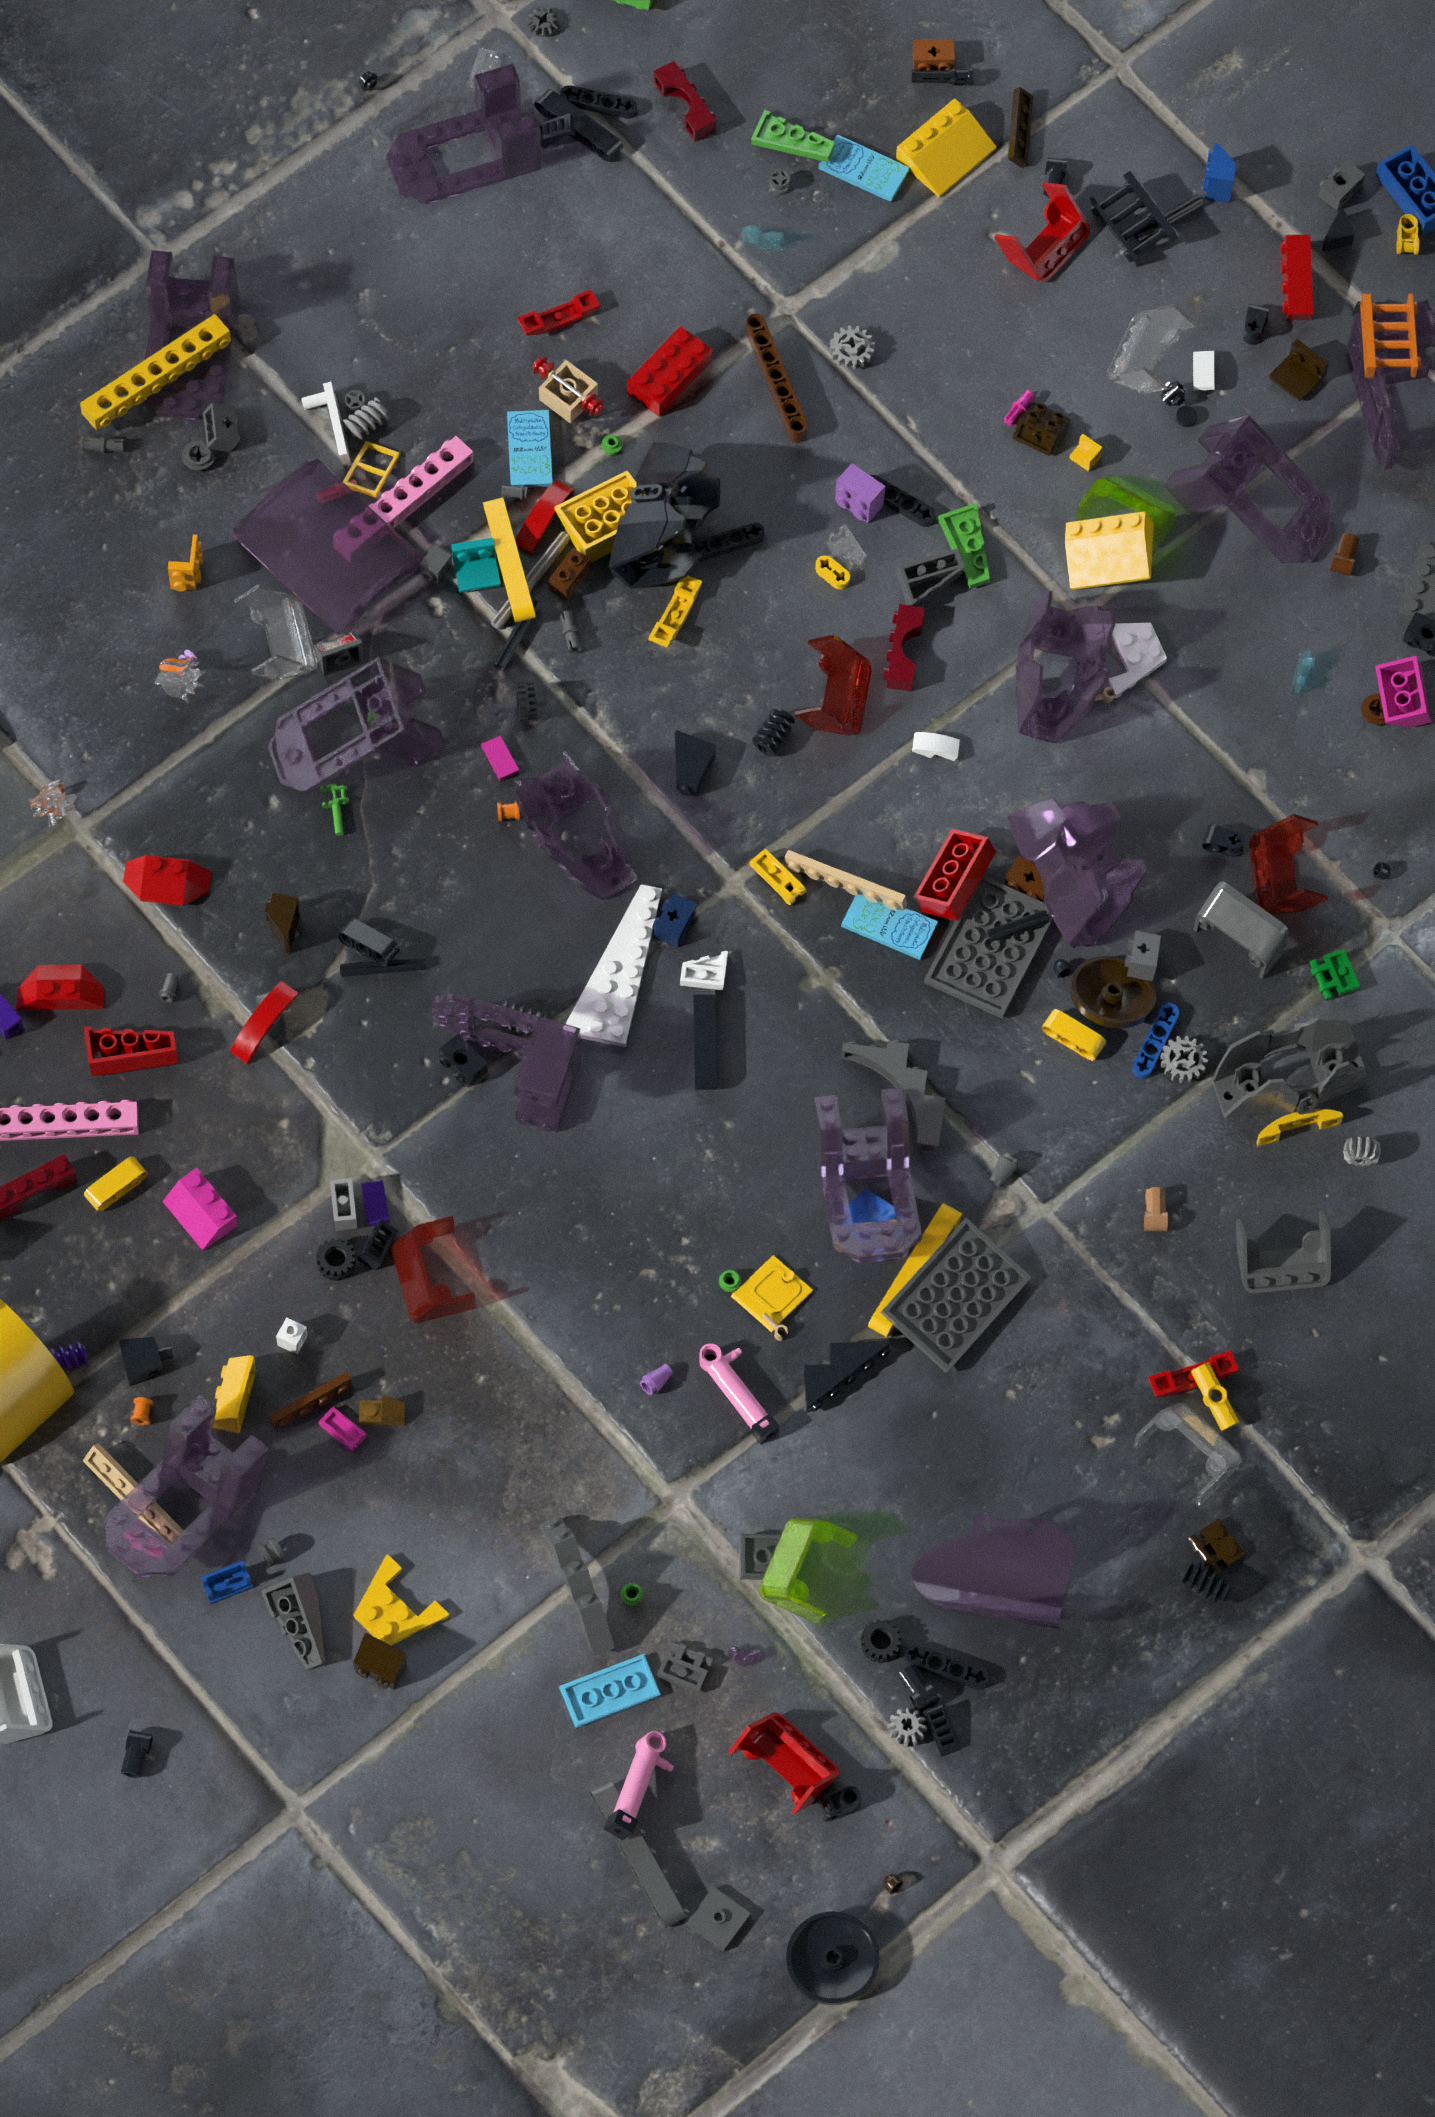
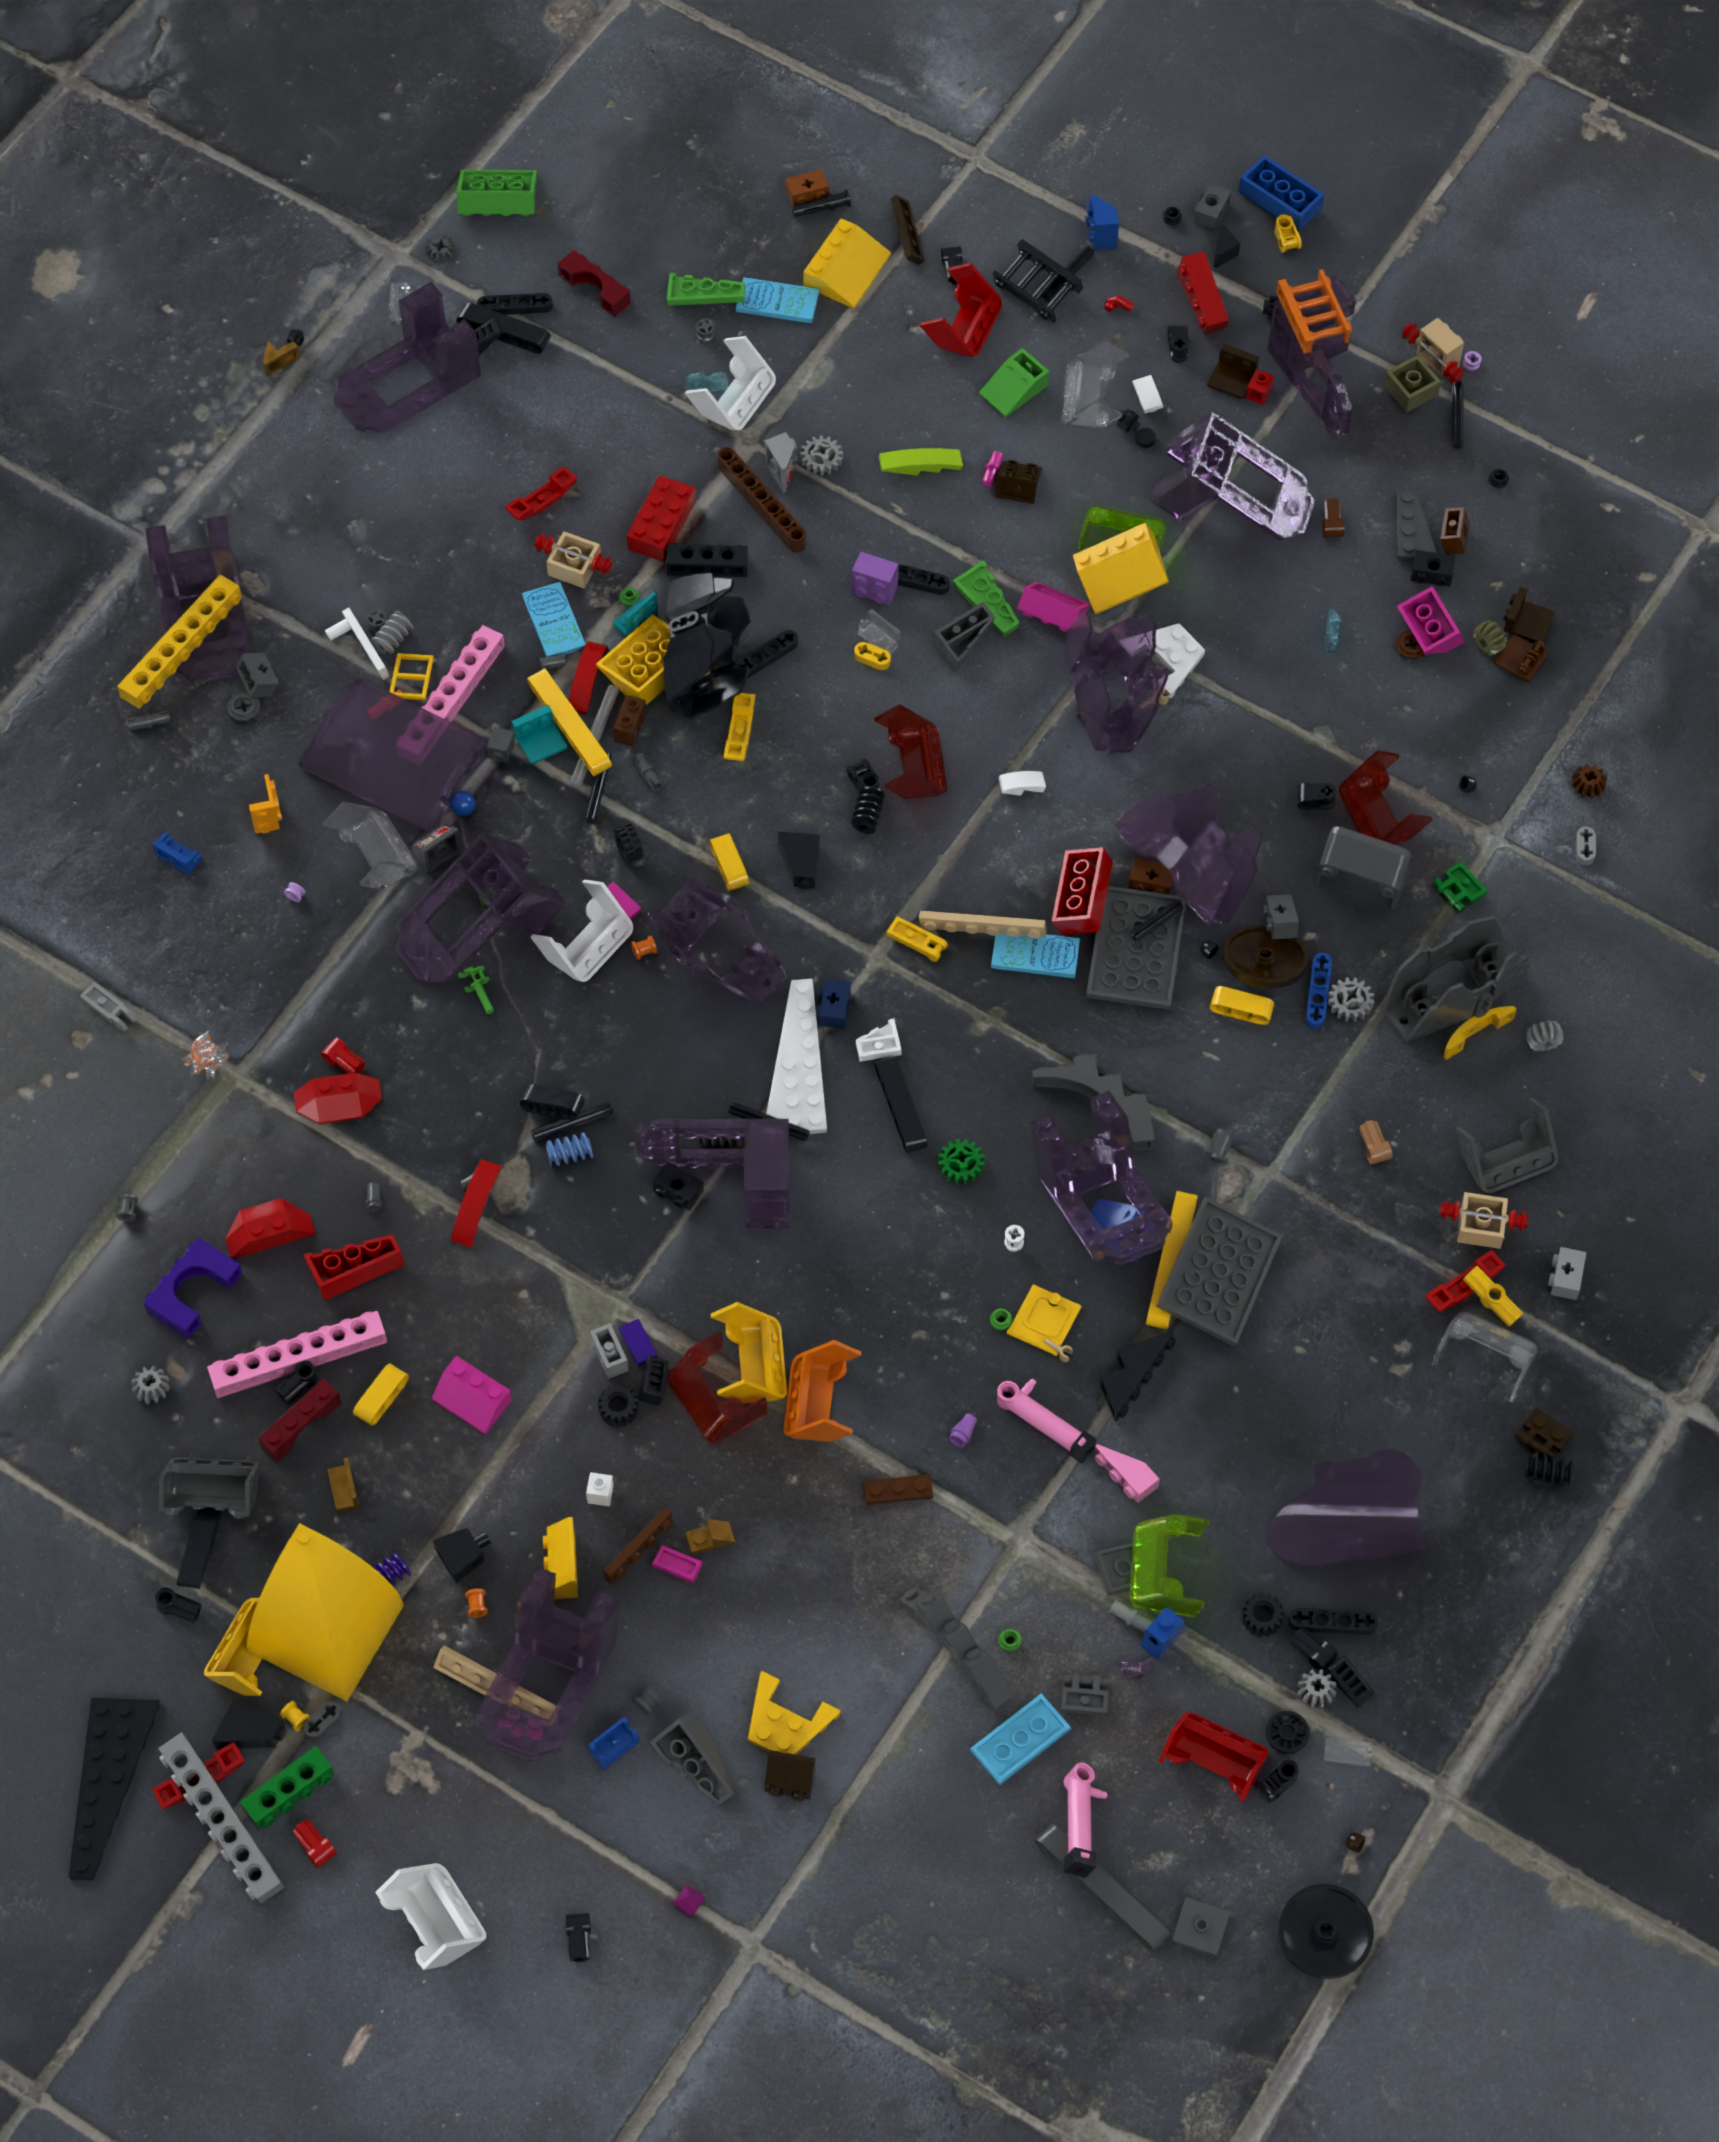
camera: 15 degrees left, 5 degrees down
(39, 1150) = (295, 1383): none -> black piece
(52, 1263) = (343, 1487): none -> pearl gold panel
(88, 588) = (176, 853): none -> blue hinge
(179, 677) = (291, 908): clear hair -> none
(181, 837) = (339, 1054): none -> red piece
(249, 1750) = (689, 1900): none -> magenta slope
(283, 918) = (462, 1102): dark brown slope -> none
(341, 98) = (277, 359): none -> pearl gold slope
(370, 994) = (569, 1149): none -> medium blue piece
(379, 614) = (462, 803): none -> blue piece
(462, 793) = (597, 940): none -> white windscreen
(487, 1249) = (759, 1354): none -> yellow windscreen
(524, 1300) = (811, 1392): none -> orange windscreen
(568, 1018) = (748, 1113): none -> black axle
(575, 1418) = (898, 1489): none -> reddish brown plate
(612, 466) = (636, 615): none -> teal bracket
(619, 747) = (729, 862): none -> yellow beam
(708, 435) = (699, 564): none -> black brick
(734, 1112) = (961, 1152): none -> green gear
(755, 1606) = (1131, 1616): none -> light grey pin
(767, 1199) = (1018, 1242): none -> white bush
(779, 1629) = (1165, 1631): none -> blue torso
(781, 695) = (863, 775): none -> black piece
(797, 260) = (746, 392): none -> white windscreen
(804, 1470) = (1132, 1474): none -> bright pink slope
(809, 341) = (781, 459): none -> light grey slope
(865, 1760) = (1287, 1732): none -> black wheel
(901, 669) = (966, 723): dark red arch -> none
(914, 1796) = (1347, 1751): none -> clear hinge
(949, 379) = (922, 459): none -> lime slope
(1029, 569) = (1051, 605): none -> dark pink slope
(1072, 323) = (1015, 383): none -> bright green slope
(1086, 453) = (1067, 491): yellow panel -> none
(1208, 262) = (1118, 301): none -> red arm
(1232, 1317) = (1482, 1219): none -> tan brick
(1293, 1406) = (1567, 1284): none -> light grey brick
(1297, 179) = (1172, 216): none -> black plate
(1321, 393) = (1260, 387): none -> red brick

